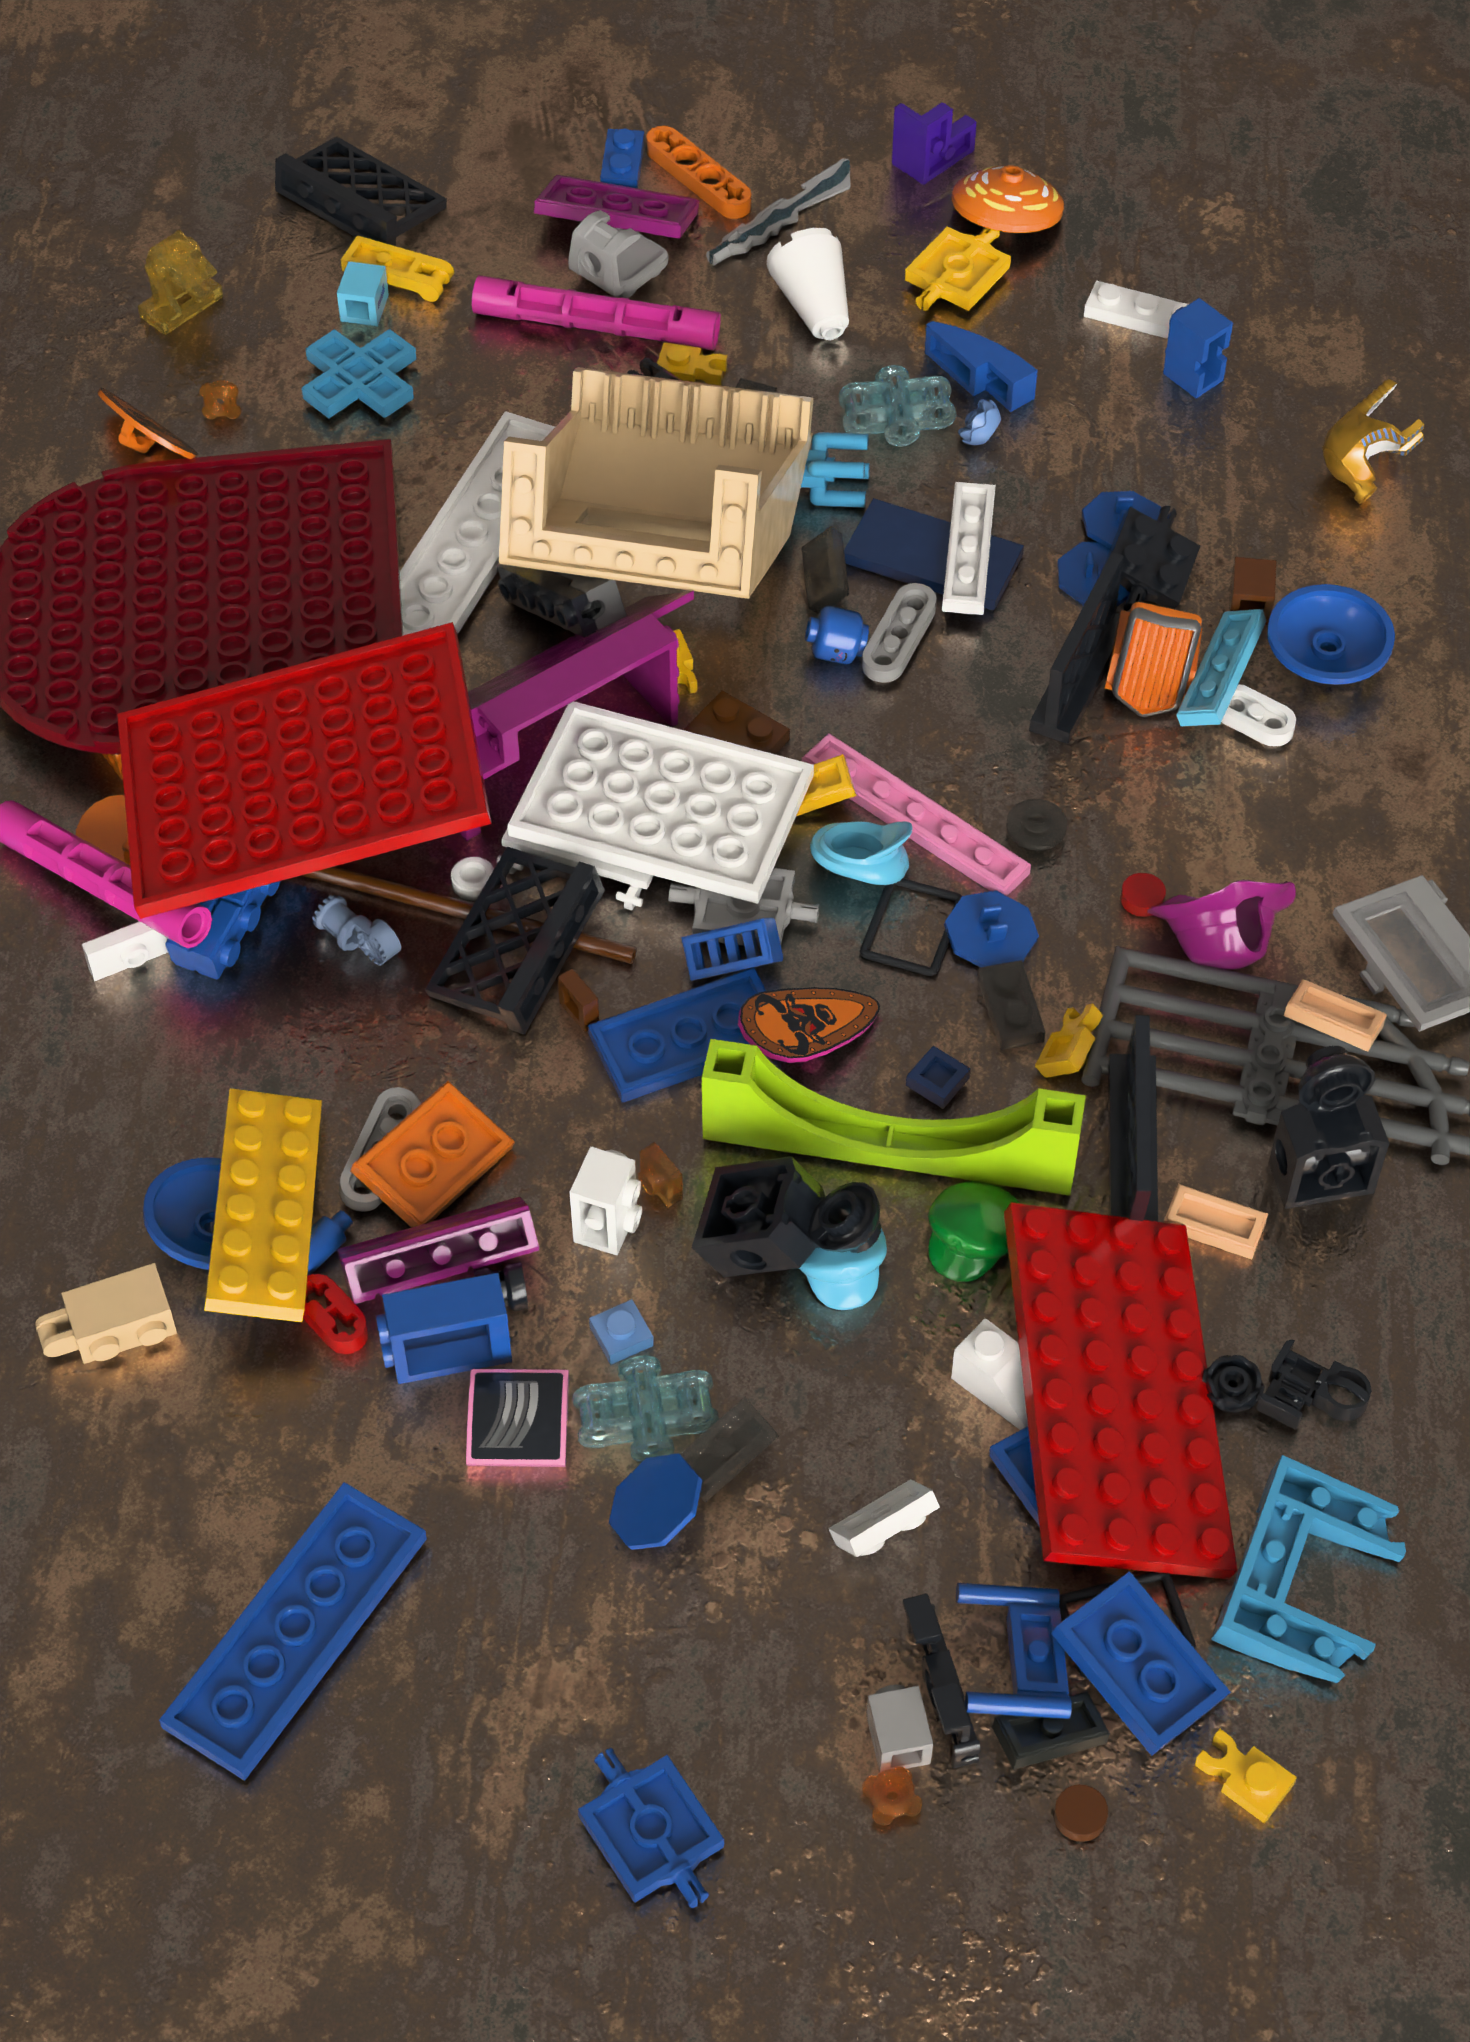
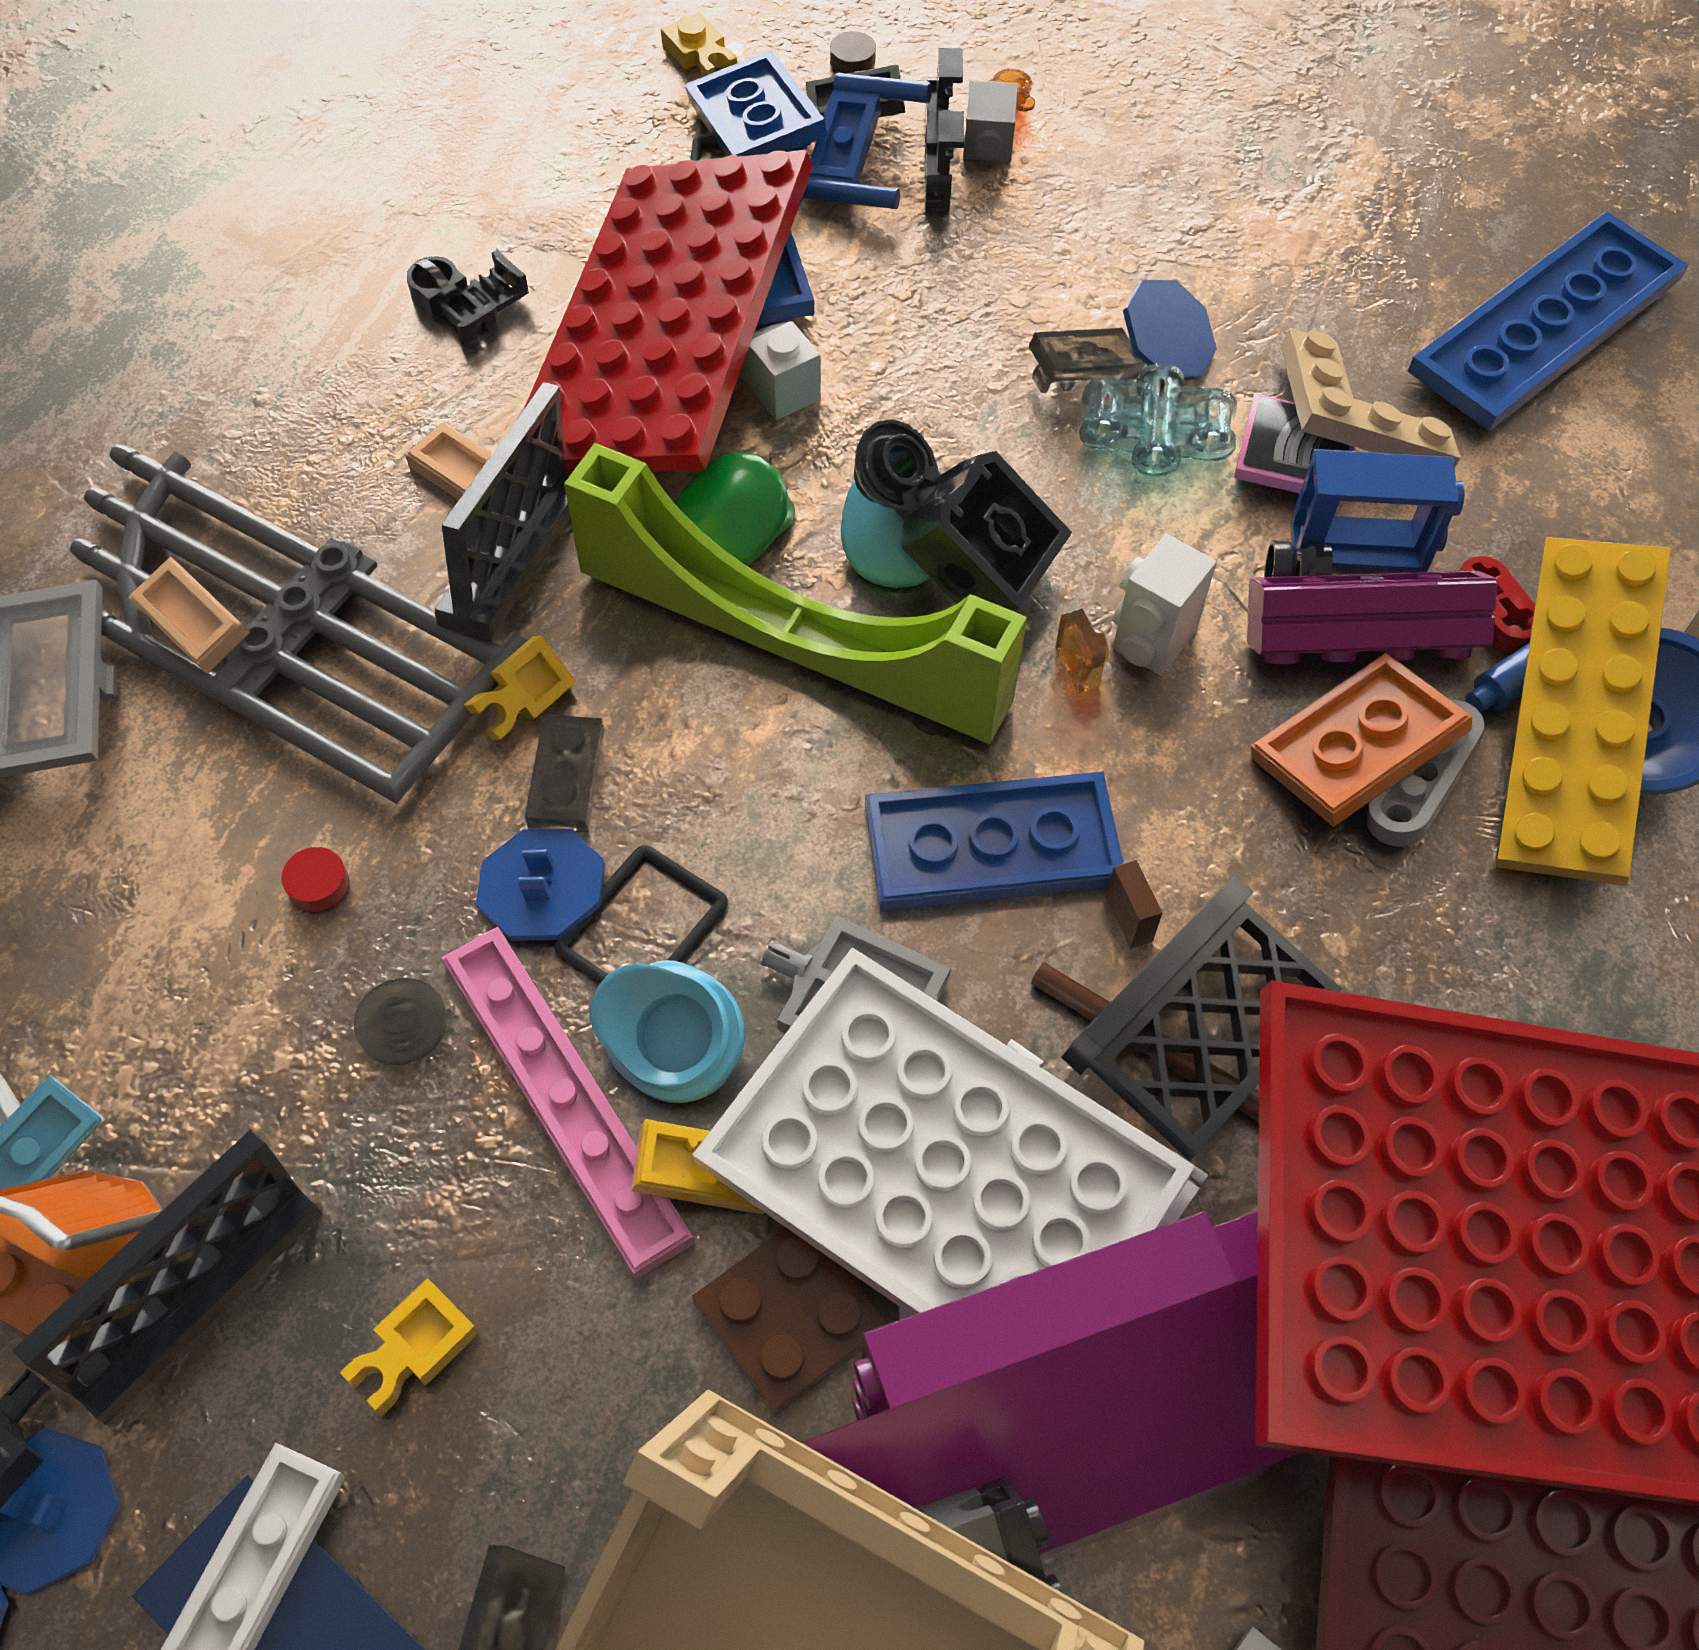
camera: 165 degrees left, 5 degrees up
(470, 877) = (1236, 1164): white tile -> none
(498, 1433) = (1330, 411): none -> tan plate
(621, 1332) = (1164, 510): medium blue plate -> none
(651, 1828) = (1231, 110): blue plate -> none
(768, 940) = (897, 914): blue slope -> none
(805, 1021) = (843, 784): shield -> none
(837, 635) = (543, 1465): blue head -> none
(873, 1524) = (943, 272): white plate -> none
(885, 653) = (403, 1469): light grey plate -> none
(938, 674) = (417, 1339): none -> yellow plate
(938, 1077) = (701, 691): dark blue plate -> none
(1229, 925) = (200, 751): magenta piece -> none
(1234, 1370) = (539, 308): black plate -> none
(1255, 1610) = (542, 203): dark azure wedge -> none
(1333, 1138) = (299, 447): black brick -> none

